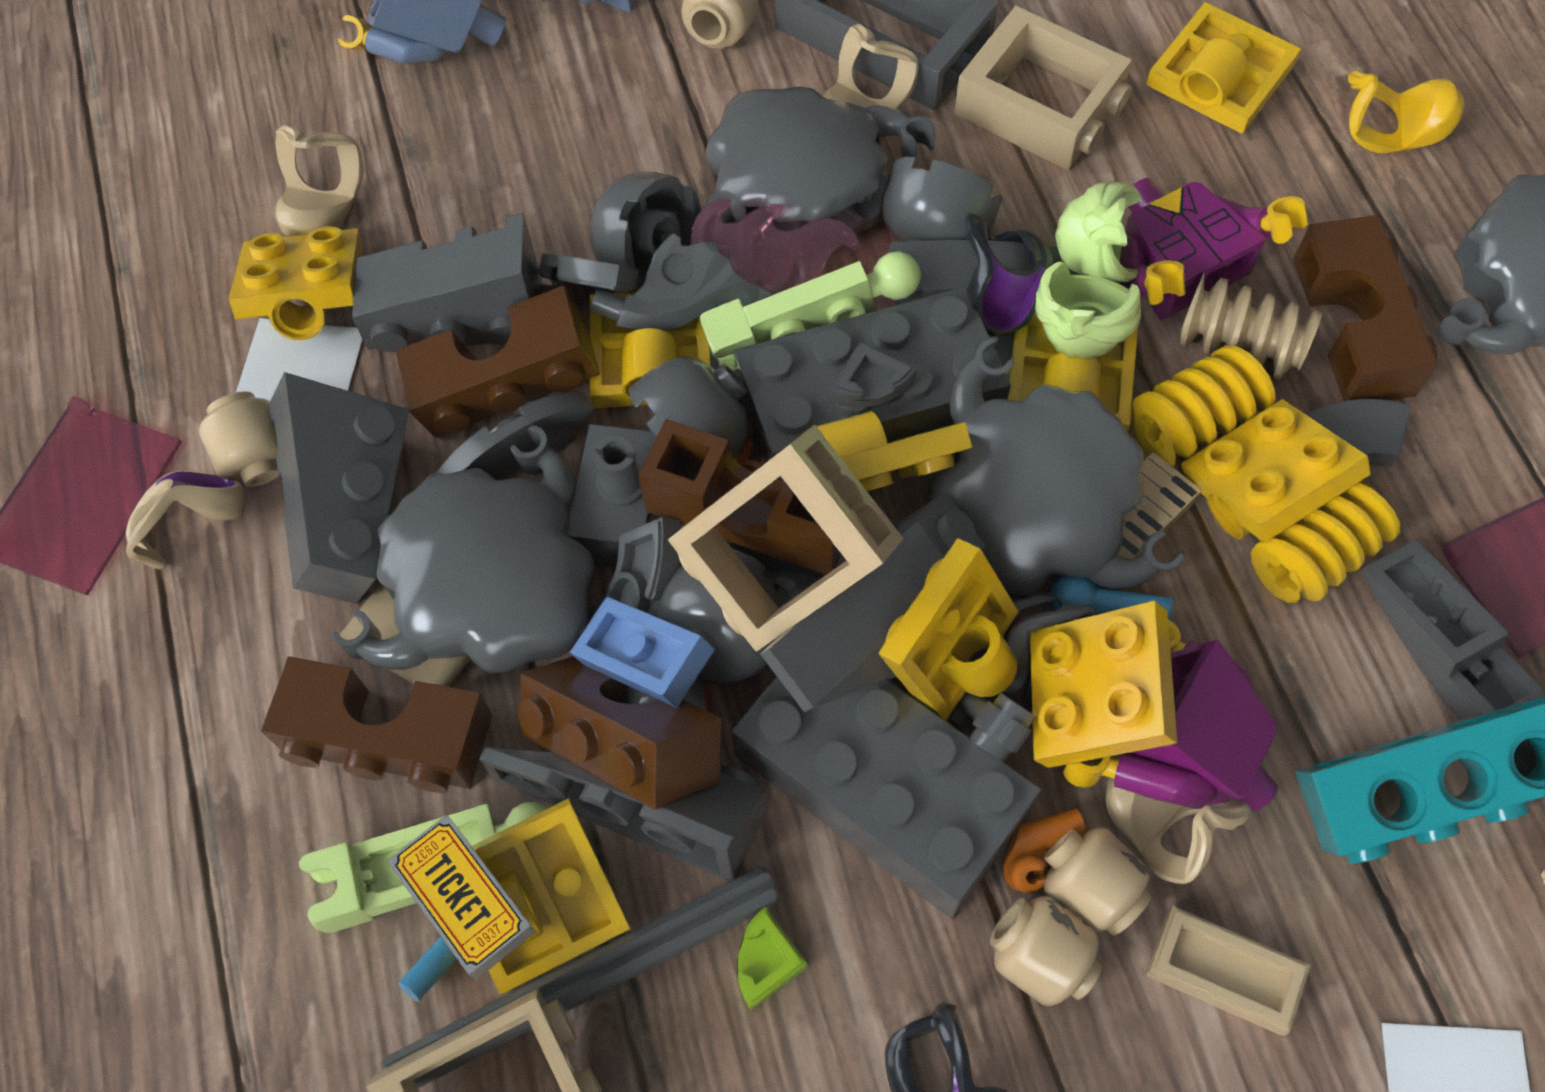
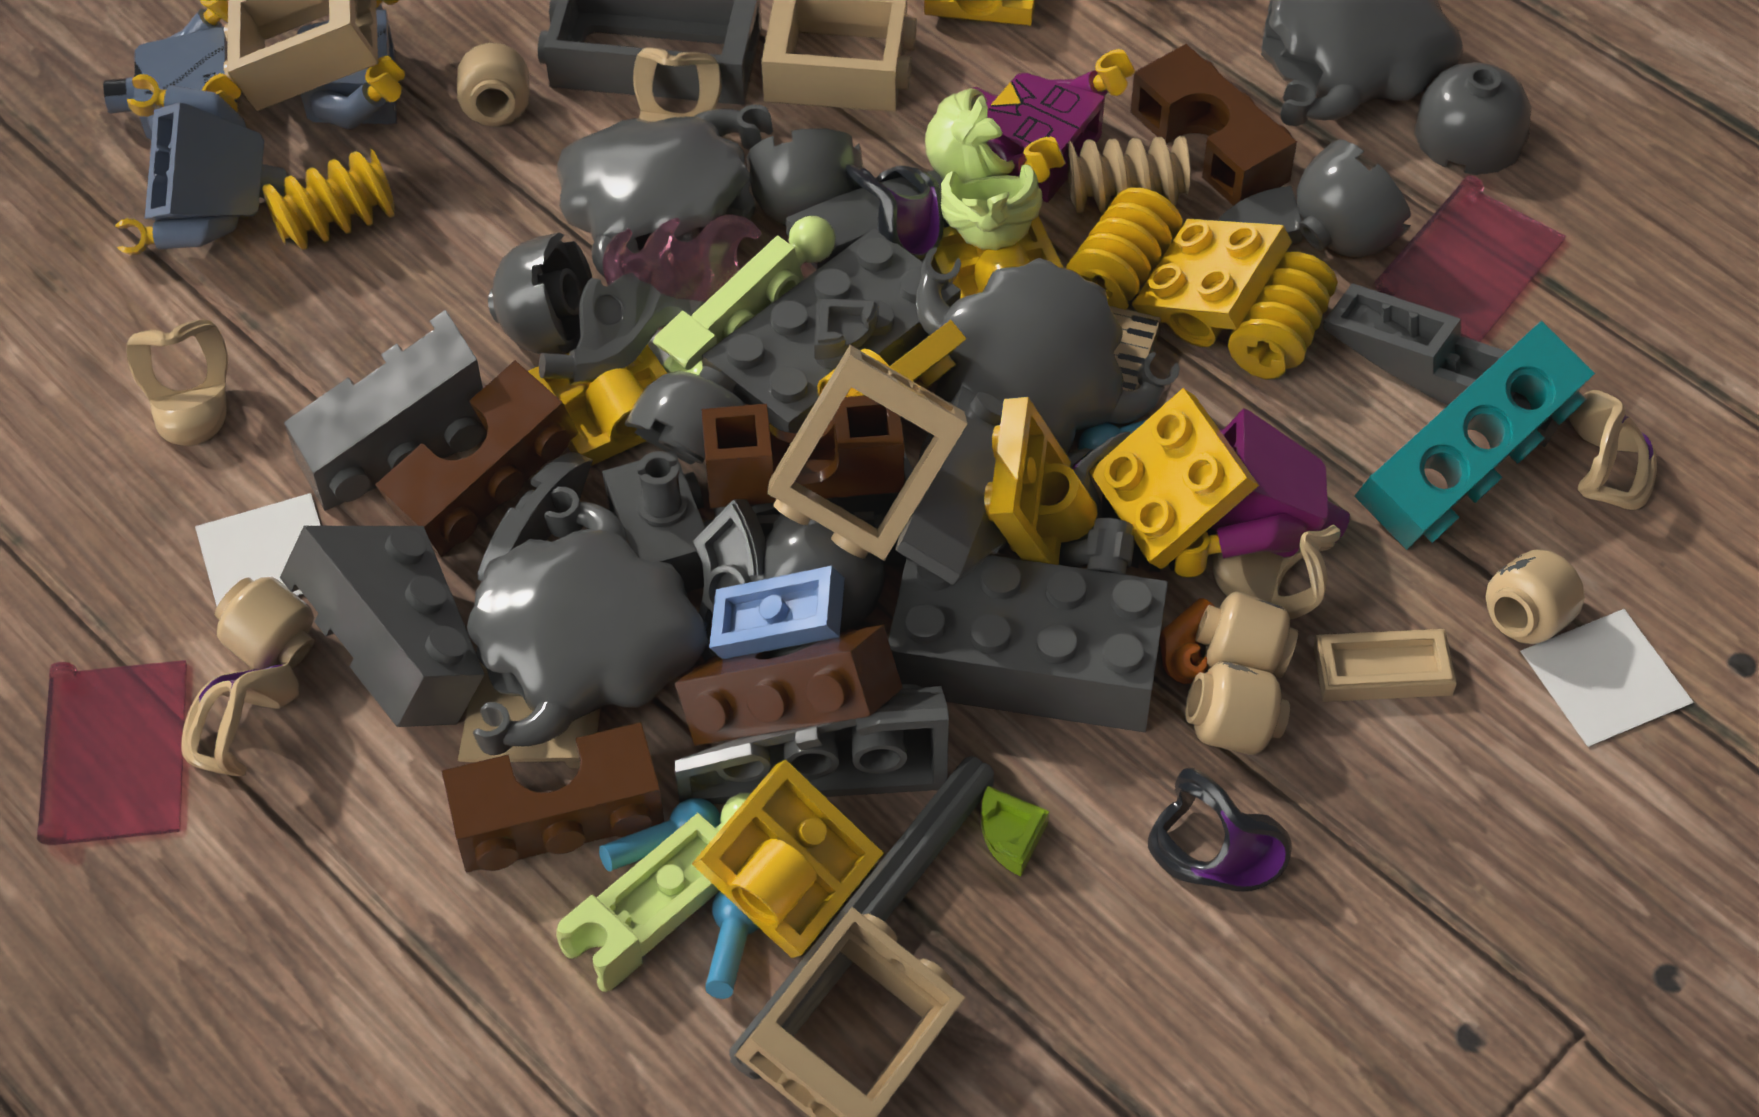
camera: 30 degrees left, 10 degrees down
(302, 267) = (207, 467): yellow plate -> none
(434, 805) = (640, 844): none -> dark azure bar
(461, 897) = (739, 863): tile -> none
(524, 66) = (329, 199): none -> yellow piece
(587, 273) = (523, 346): dark grey tile -> none
(1425, 981) = (1535, 596): none -> tan head
(1456, 453) = (1348, 205): none -> dark grey cylinder

